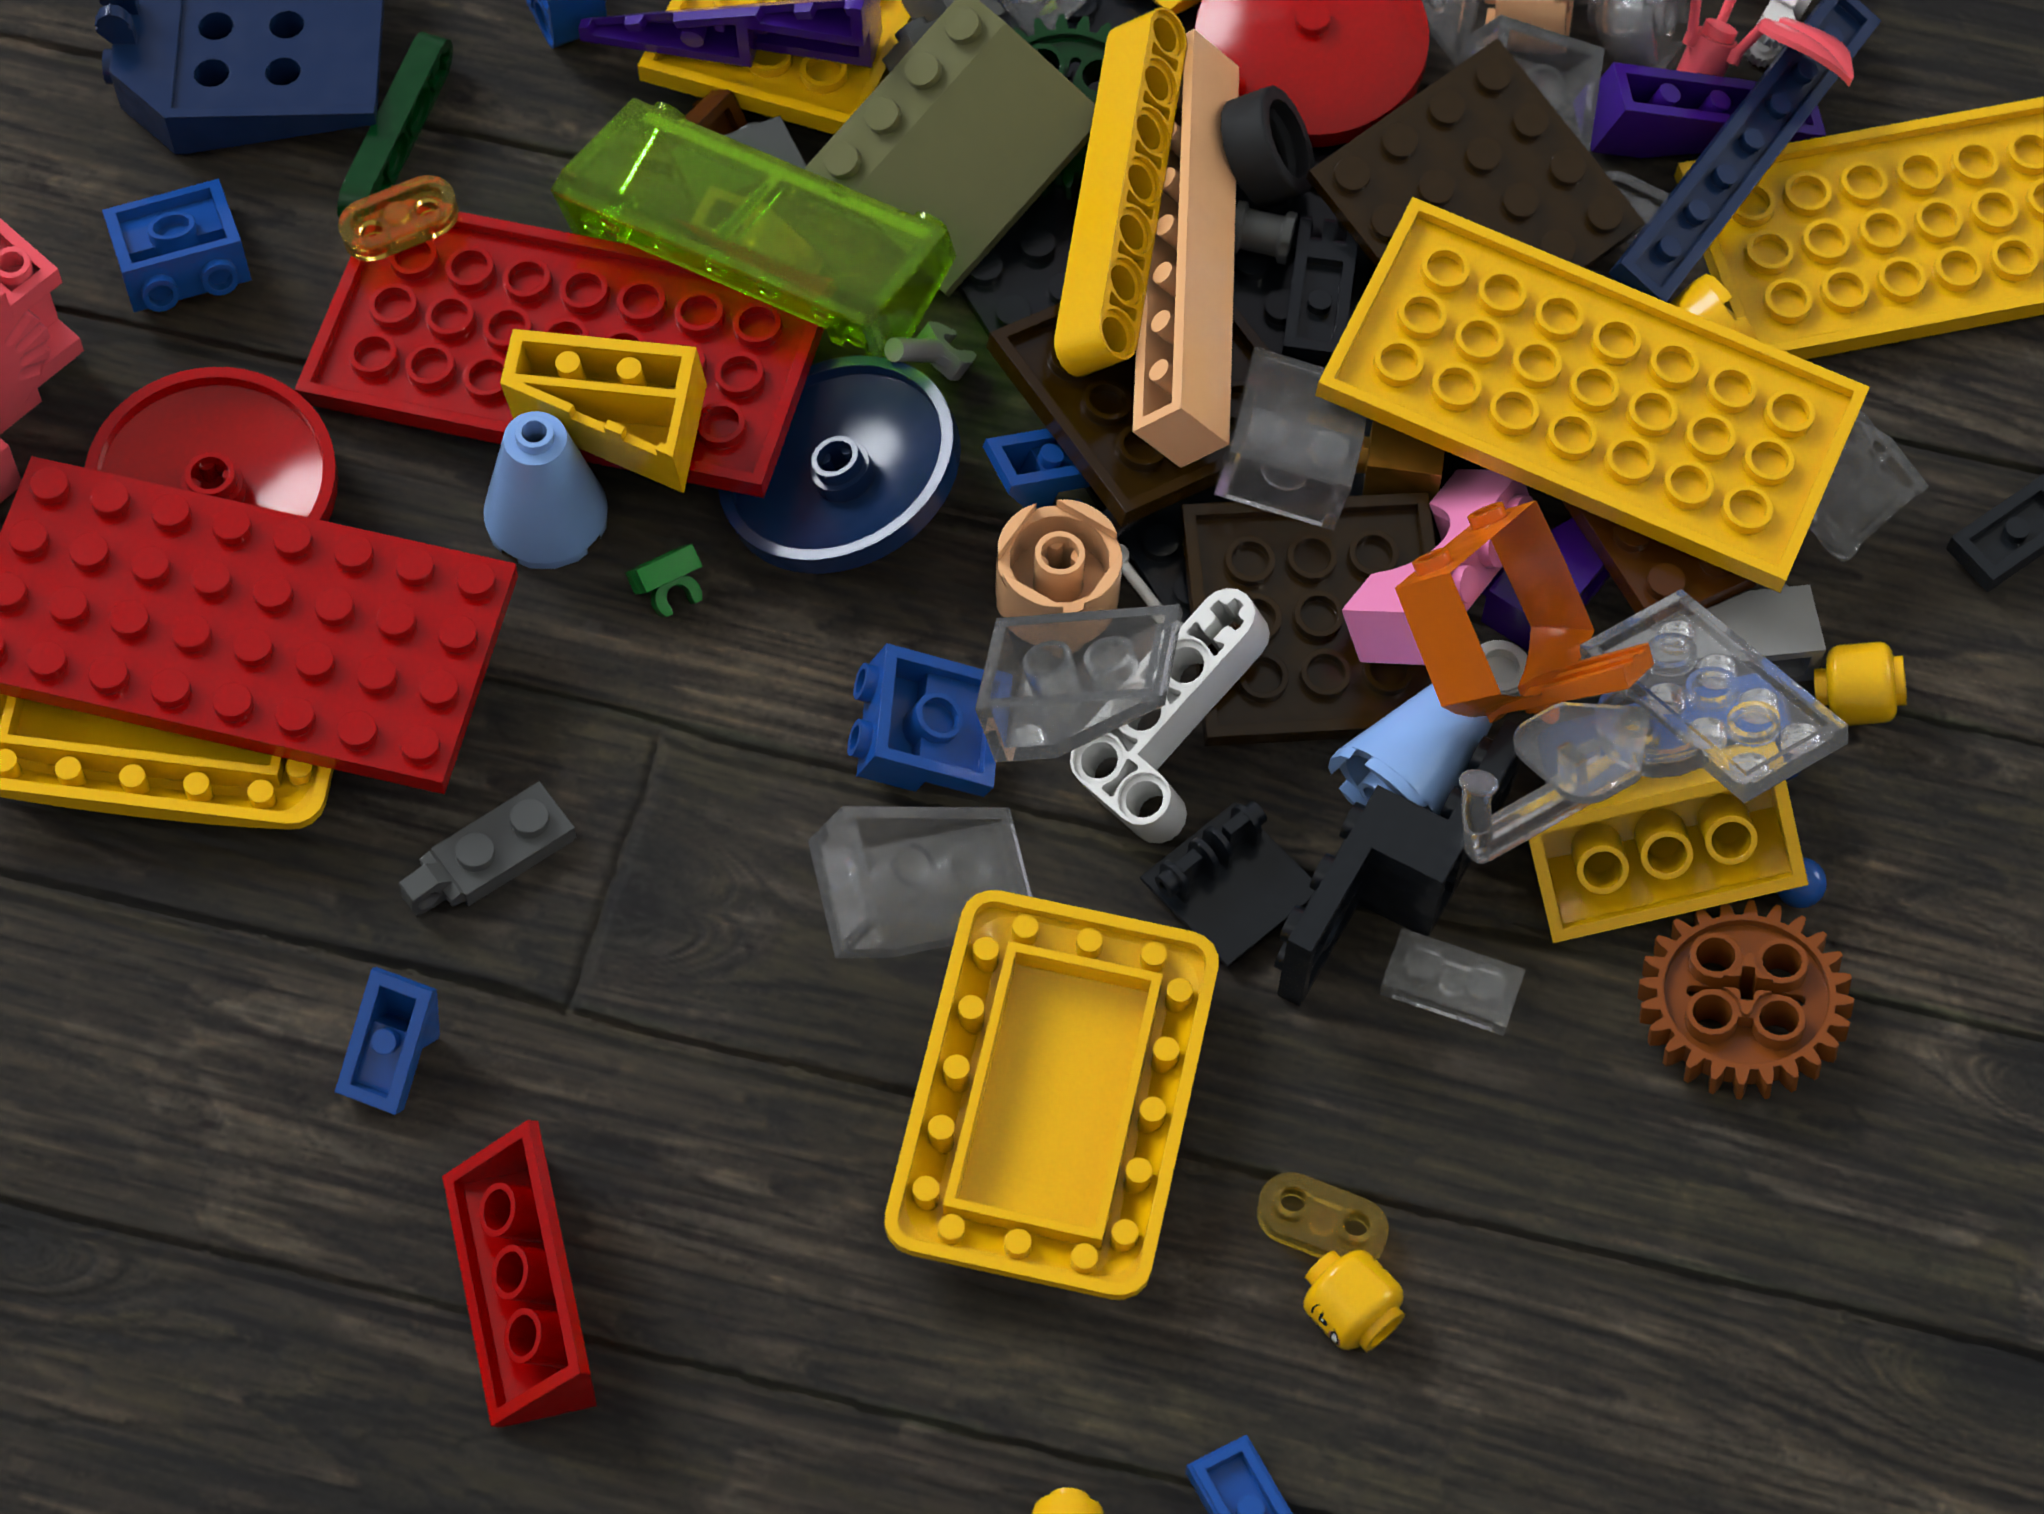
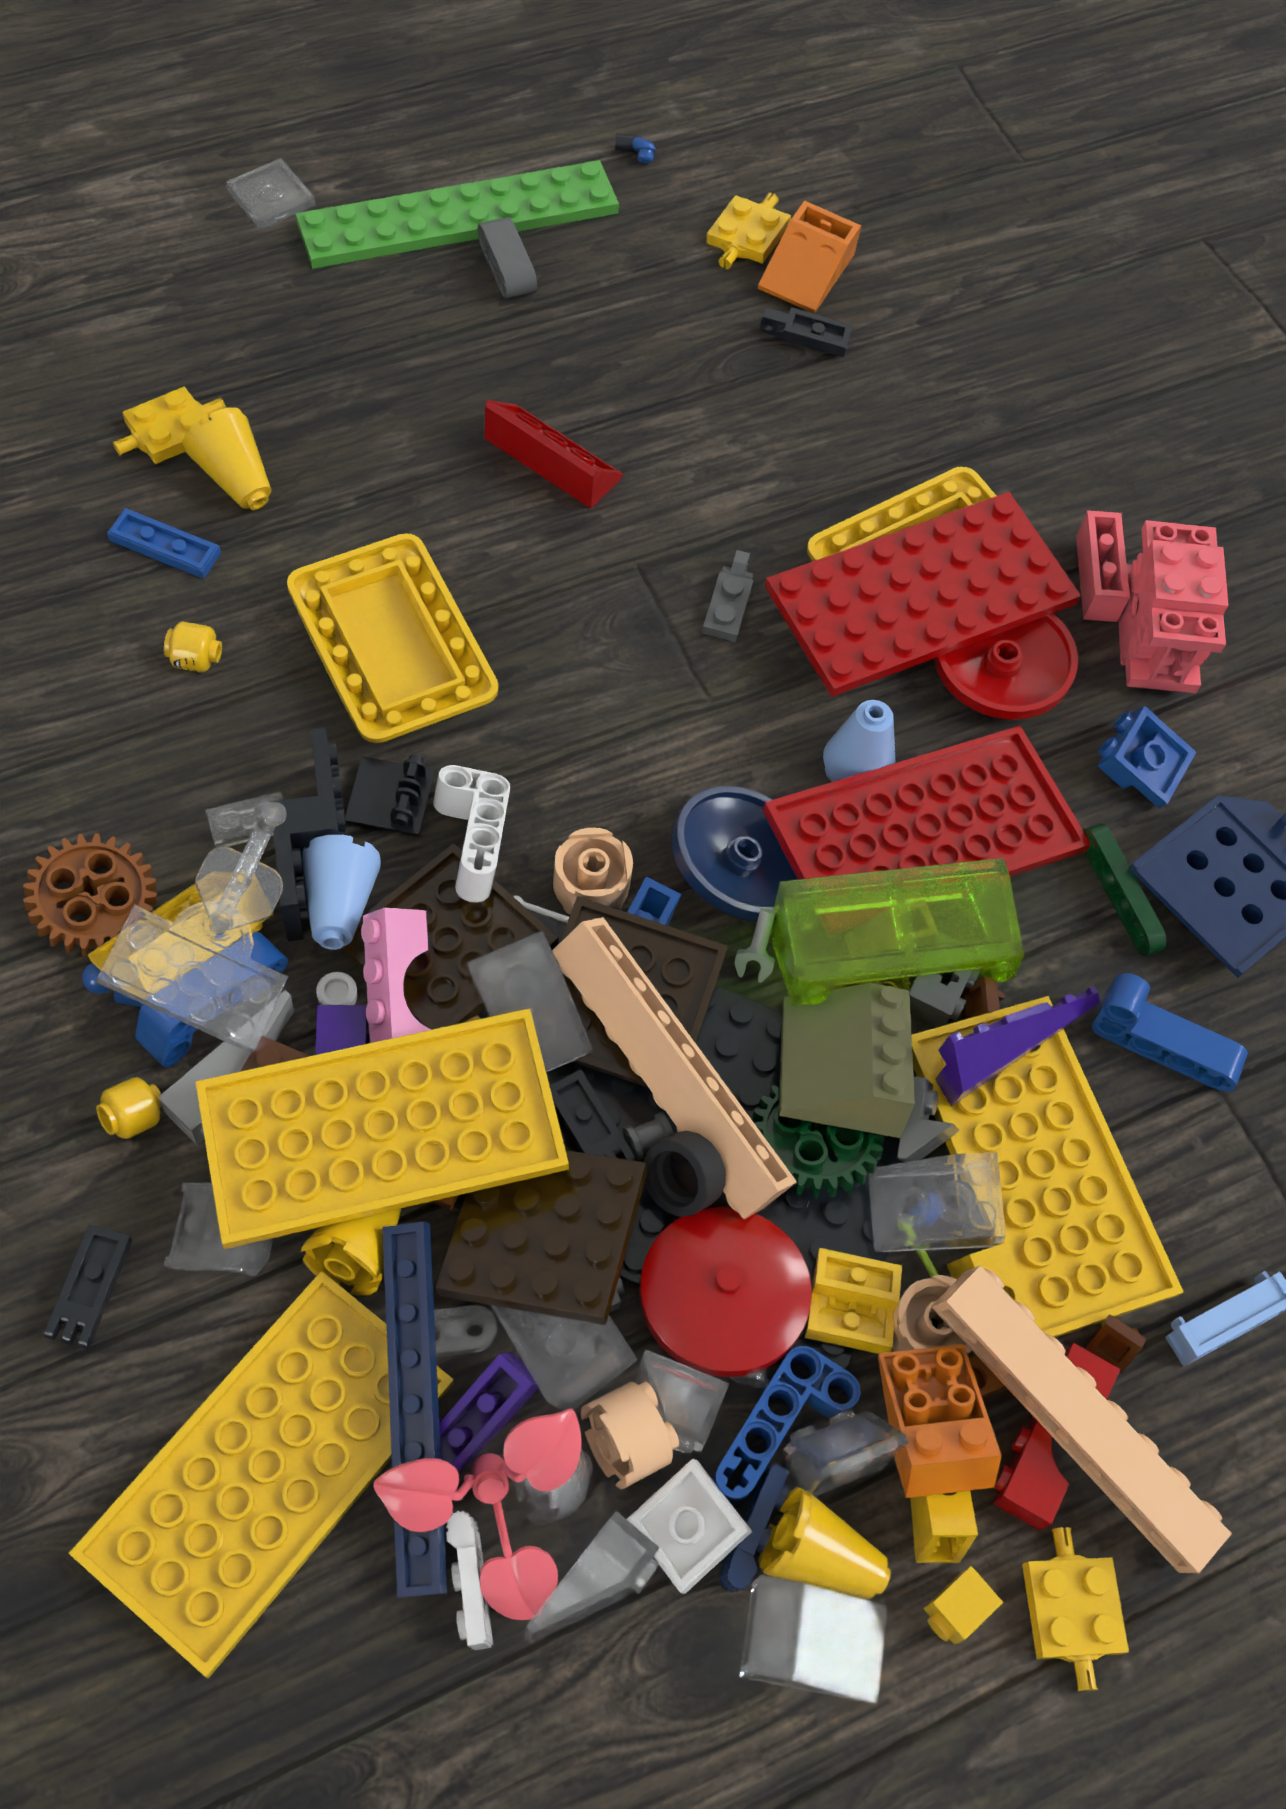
camera: 135 degrees right, 0 degrees up
(387, 1040) = (692, 495): blue slope -> none
(398, 218) = (1063, 827): clear yellow plate -> none
(613, 397) = (866, 777): yellow wedge -> none
(665, 572) = (775, 757): green tile -> none
(904, 873) = (533, 698): clear slope -> none
(920, 723) = (591, 766): blue plate -> none
(1073, 677) = (534, 804): clear slope -> none
(1120, 193) = (746, 1067): yellow beam -> none
(1320, 1222) = (233, 678): clear yellow plate -> none
(1551, 607) = (286, 940): orange piece -> none

